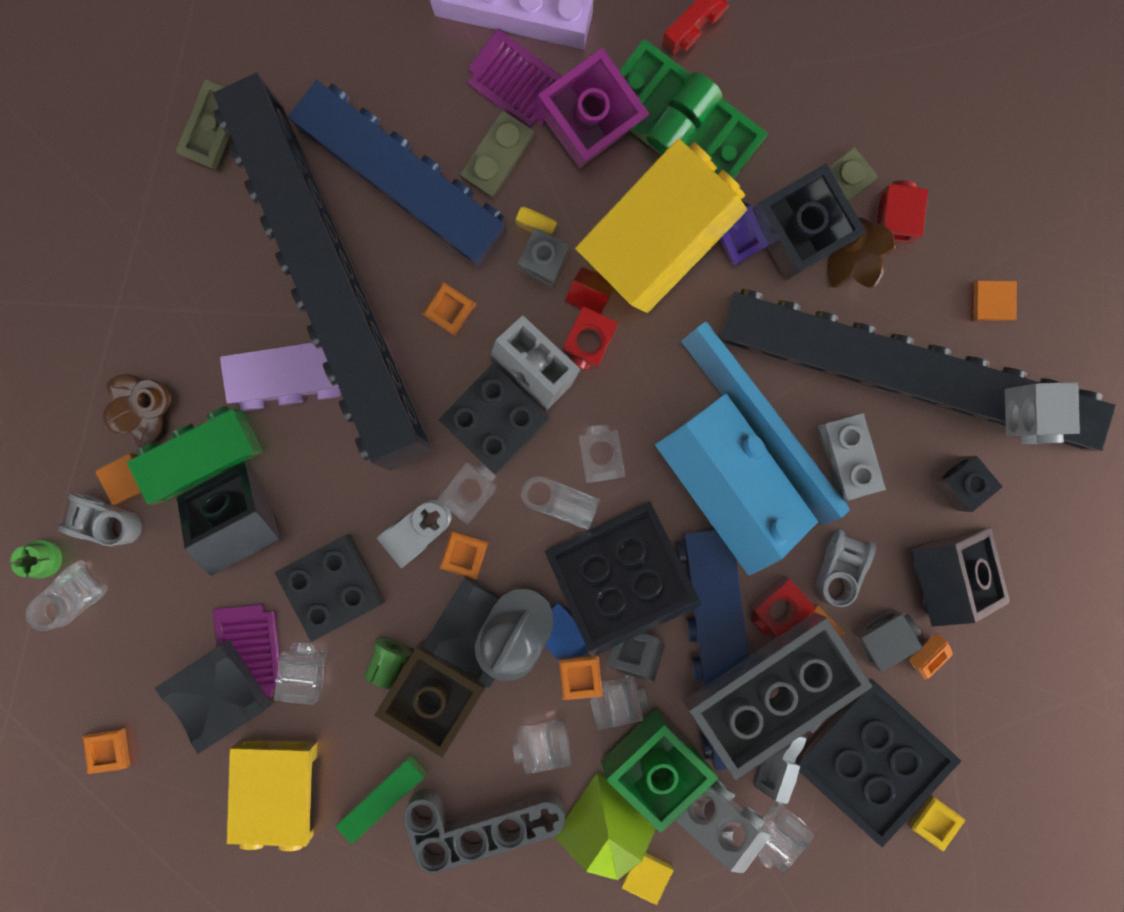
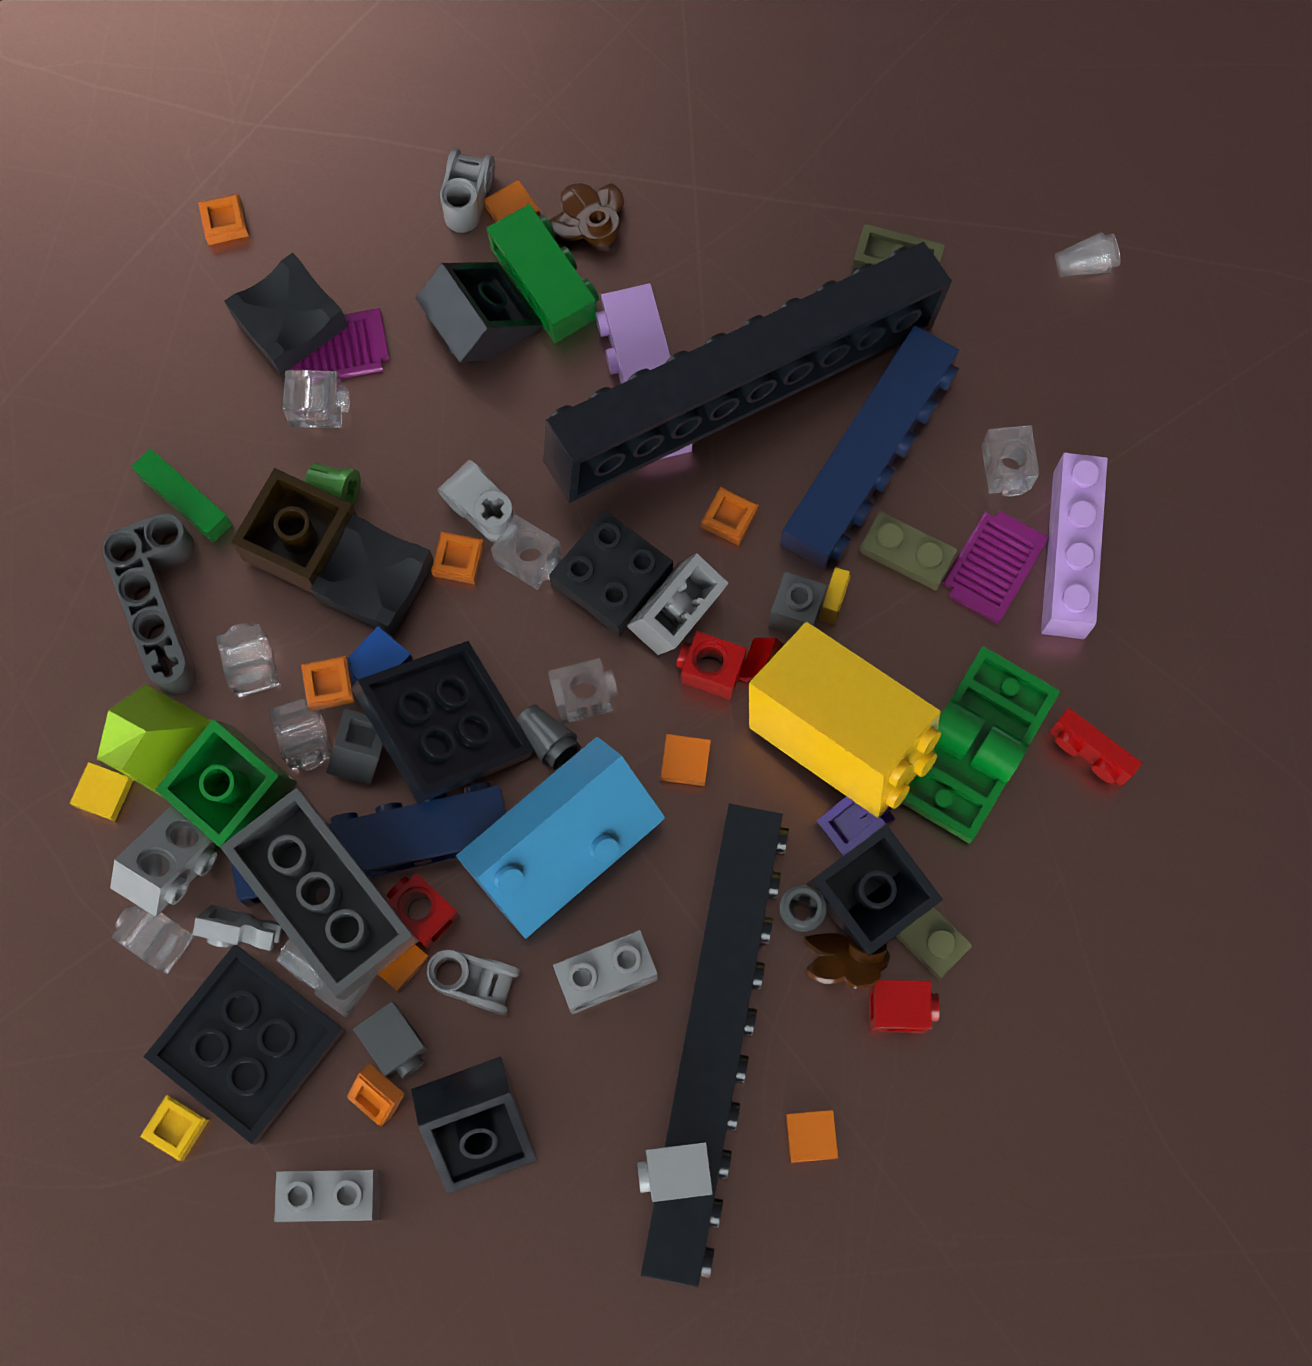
camera: 90 degrees right, 15 degrees down
(40, 549) = (430, 132): bright green bush -> none
(69, 593) = (386, 168): clear piece -> none
(270, 794) = (183, 379): yellow panel -> none
(329, 587) = (411, 419): black brick -> none
(415, 36) = (1015, 444): none -> clear brick
(514, 634) = (371, 609): dark grey piece -> none
(565, 503) = (525, 652): clear piece -> none
(590, 107) = (969, 634): magenta slope -> none
(639, 488) = (548, 737): none -> dark grey cone
(669, 371) = (685, 760): none -> orange tile
(778, 440) = (634, 871): dark azure tile -> none
(825, 280) = (805, 896): none -> dark grey cone
(967, 483) = (585, 1116): black brick -> none
(1009, 699) = (328, 1195): none -> light grey brick

